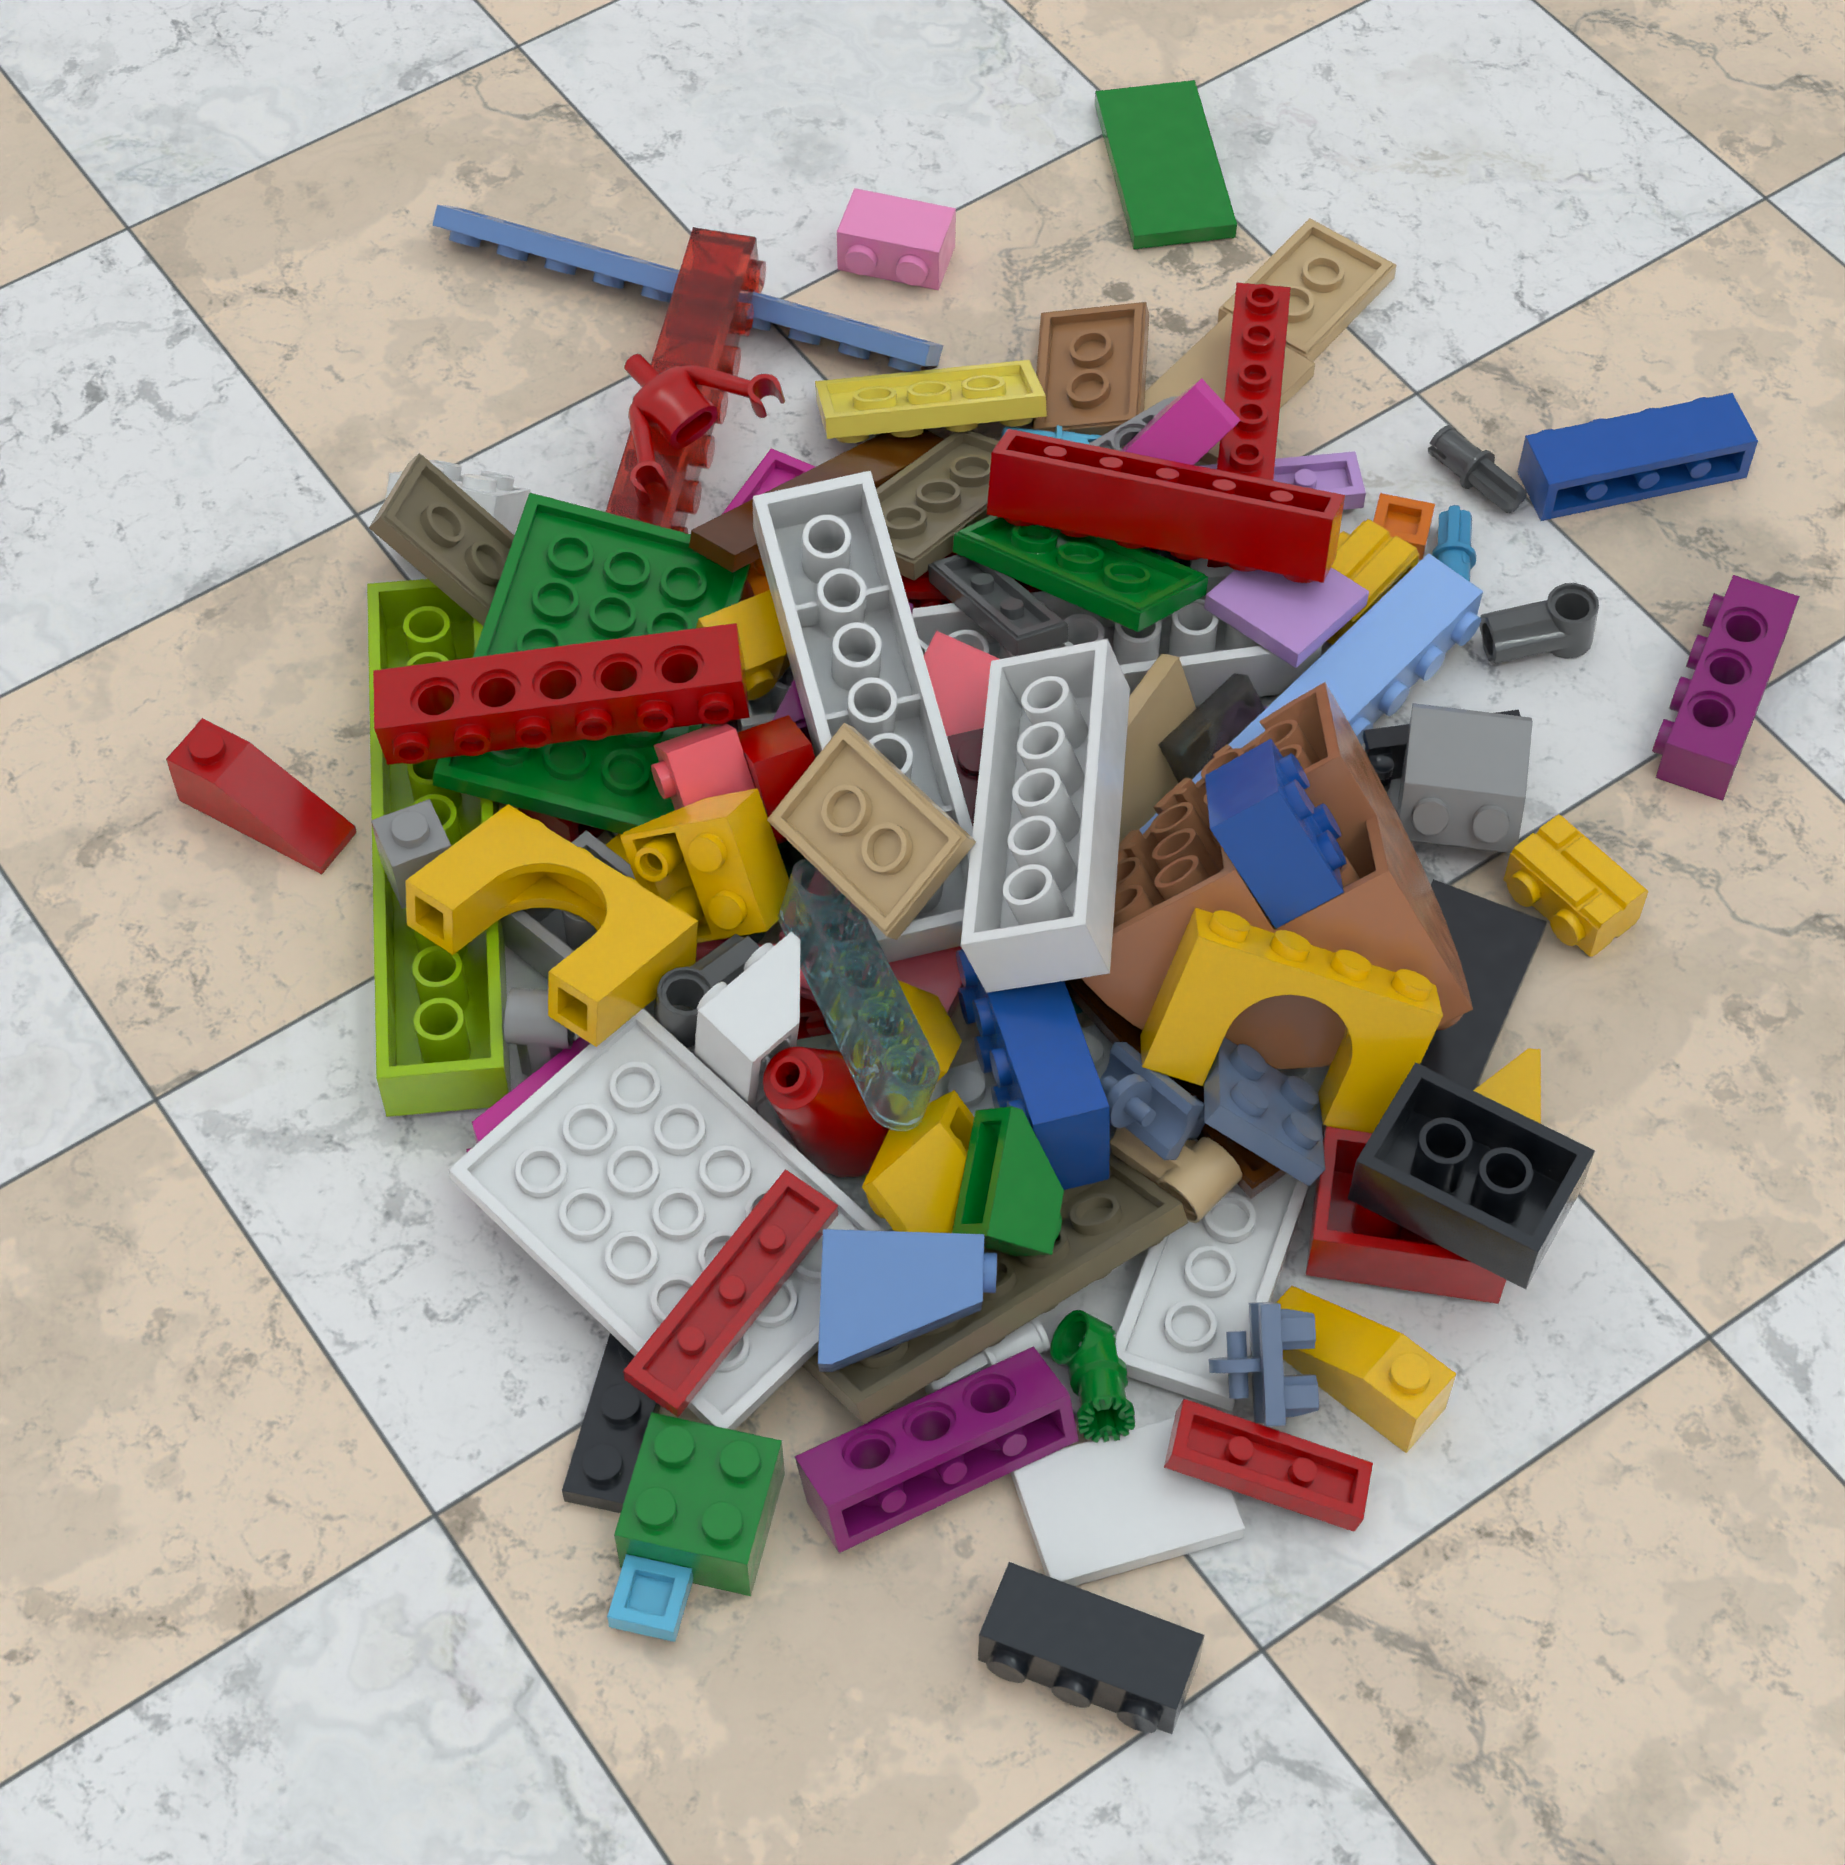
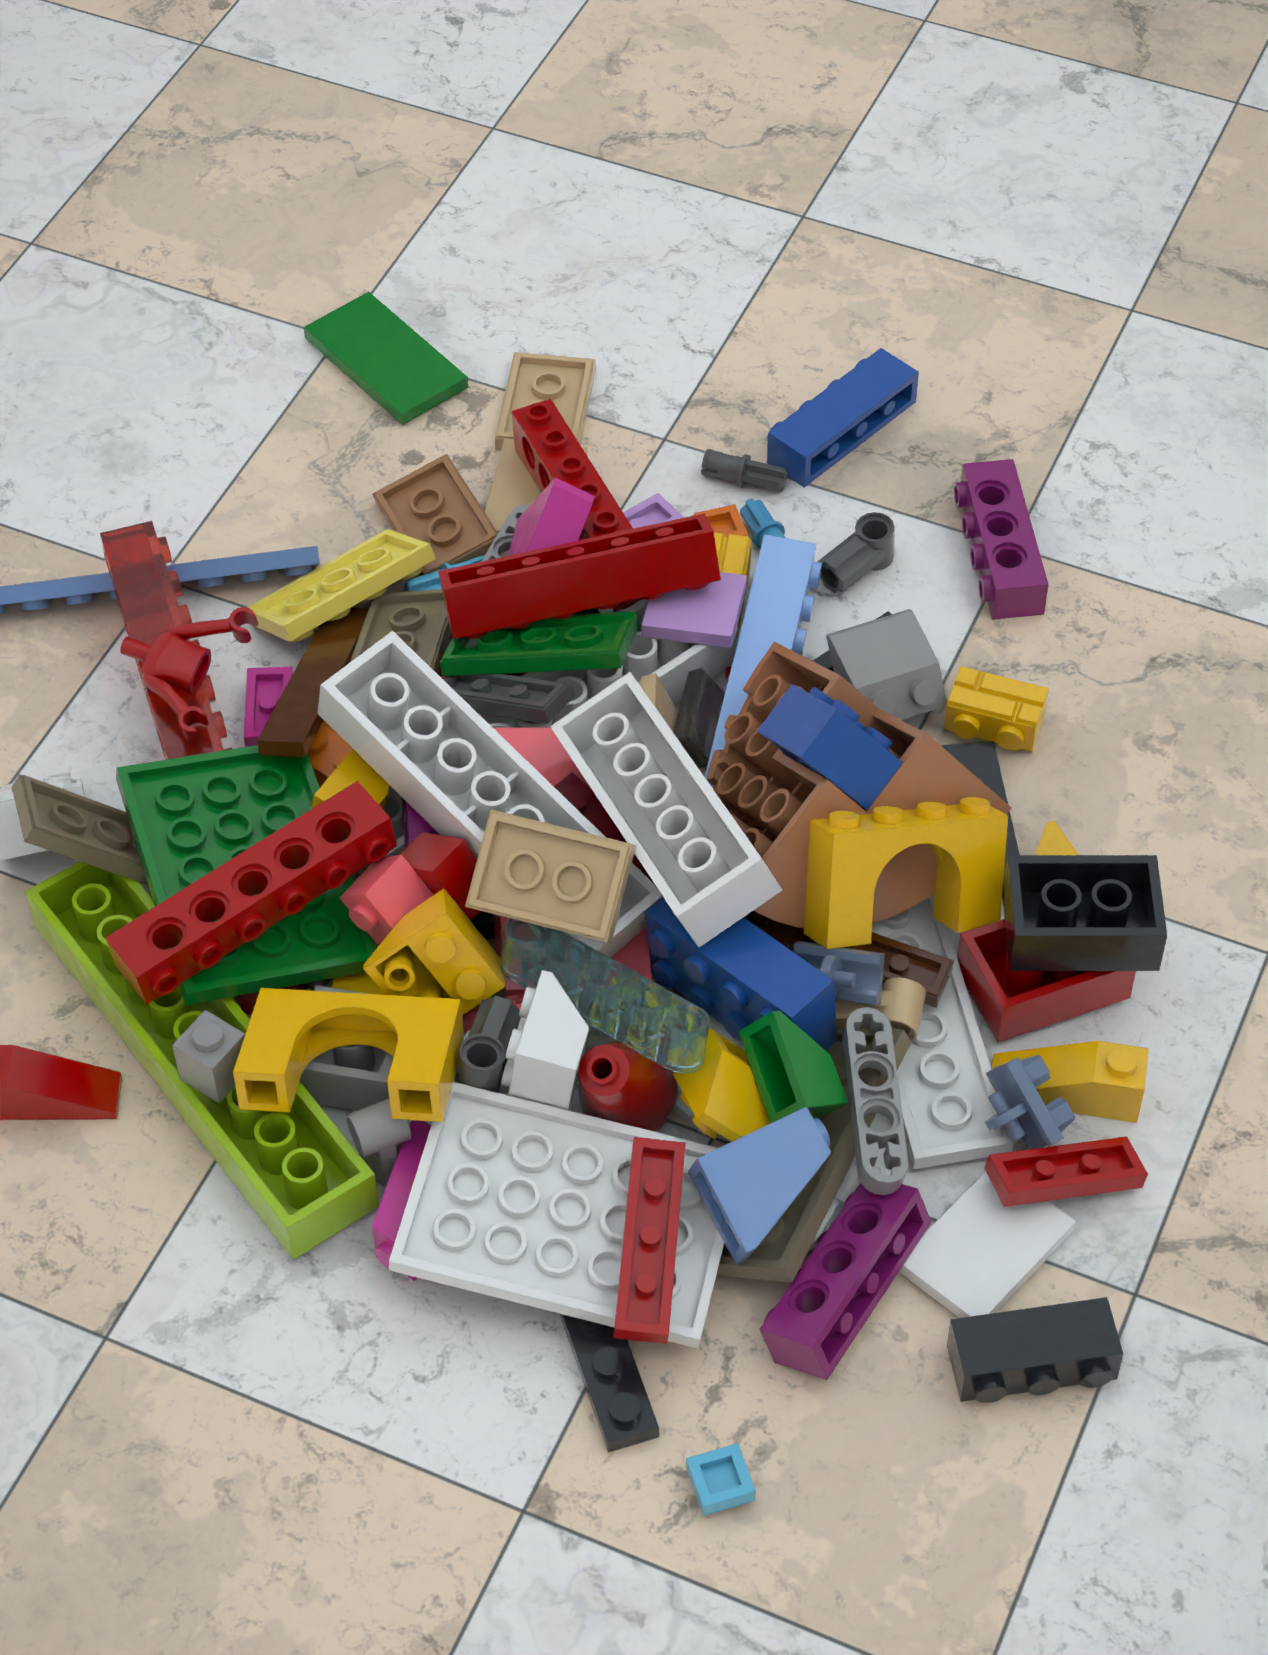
camera: 30 degrees left, 5 degrees down
(702, 1501) = (713, 1394): green brick -> none
(896, 239) = (233, 486): bright pink brick -> none
(1083, 1265) = (870, 1099): none -> light grey beam
(1094, 1375) = (936, 1188): green connector -> none
(1265, 1111) = (922, 941): sand blue plate -> none

